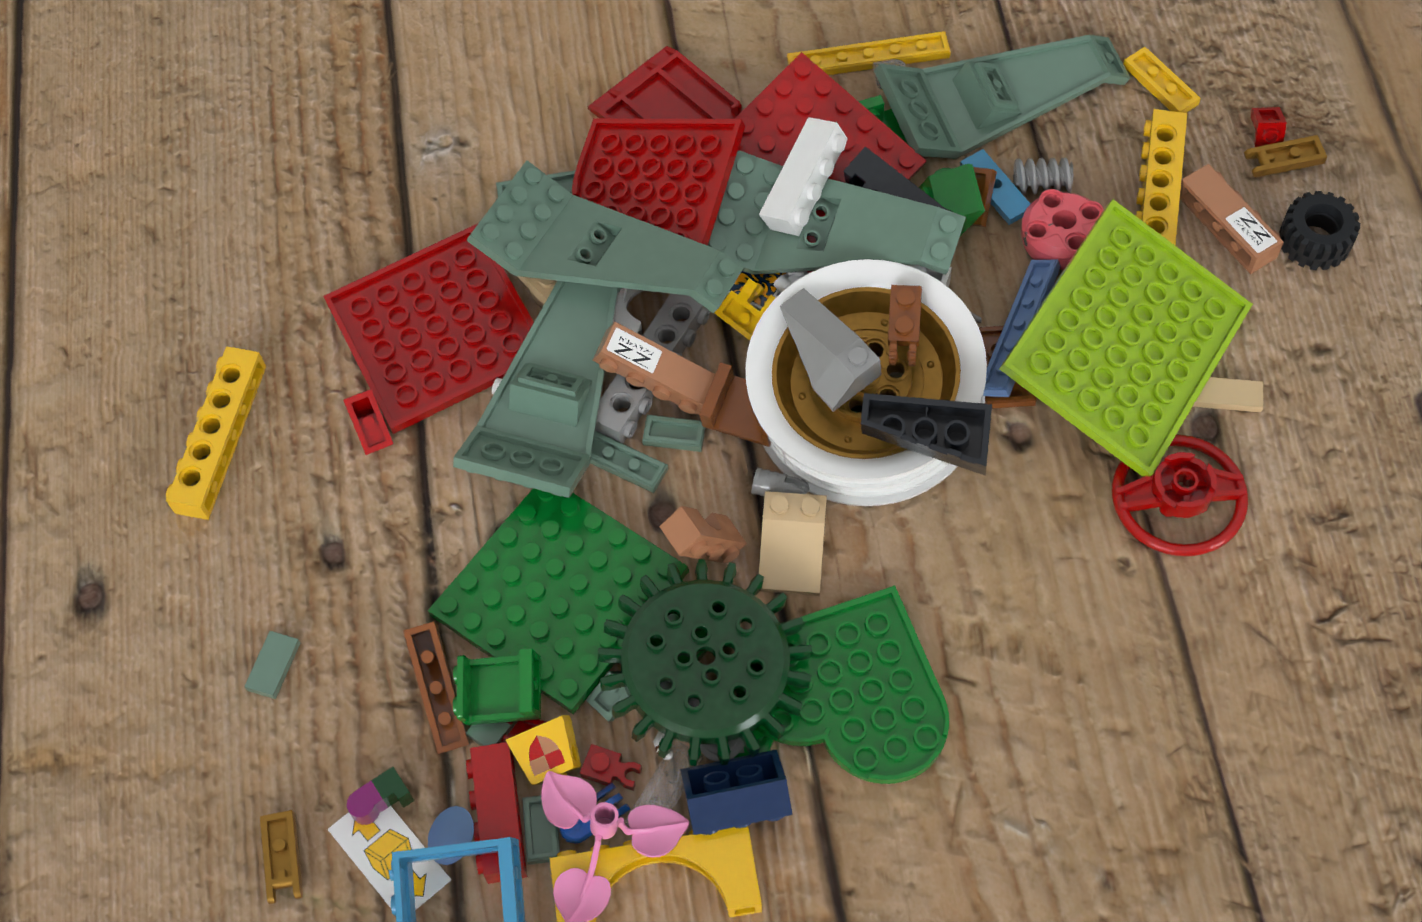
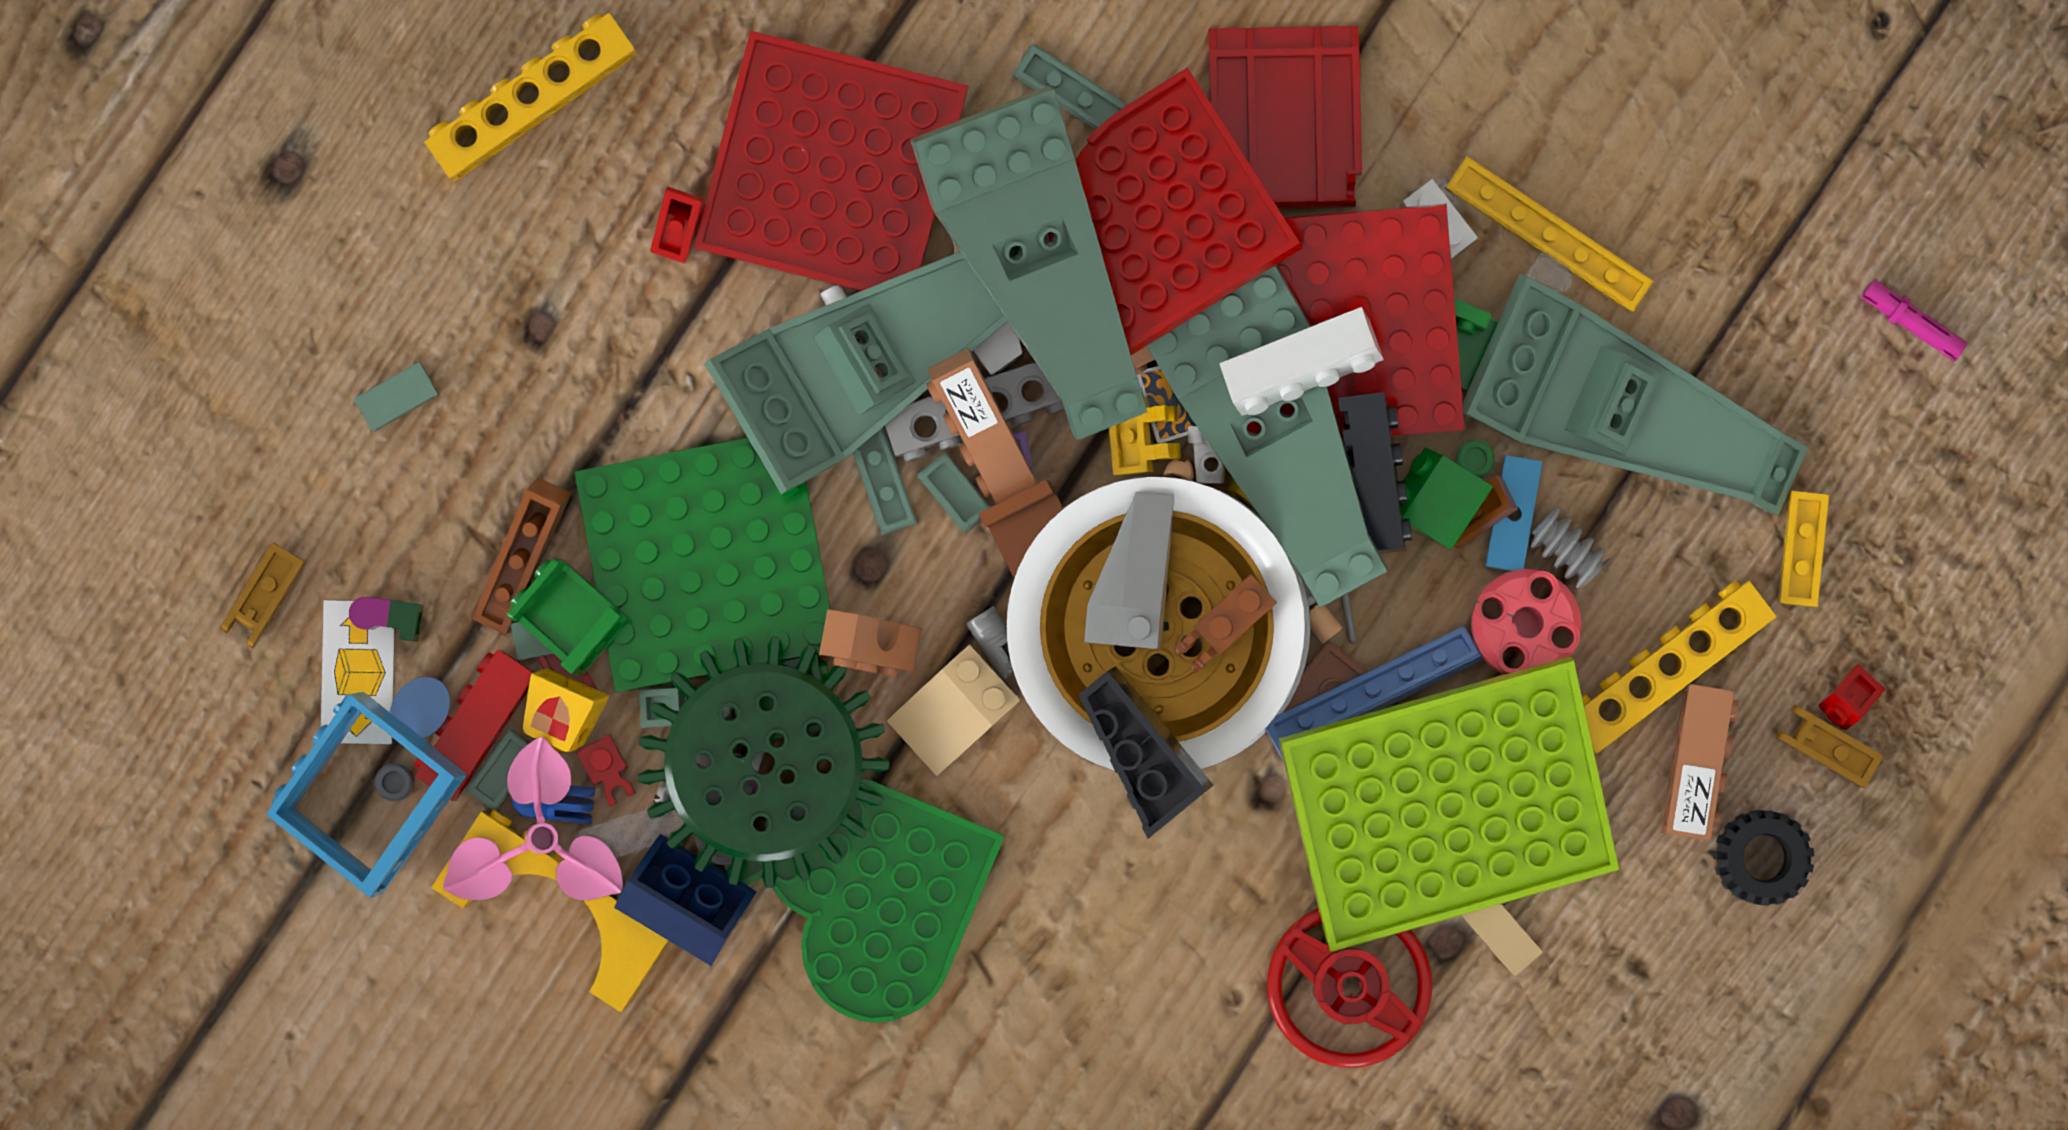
camera: 40 degrees right, 25 degrees up
(474, 900) = (394, 782): none -> dark grey tile

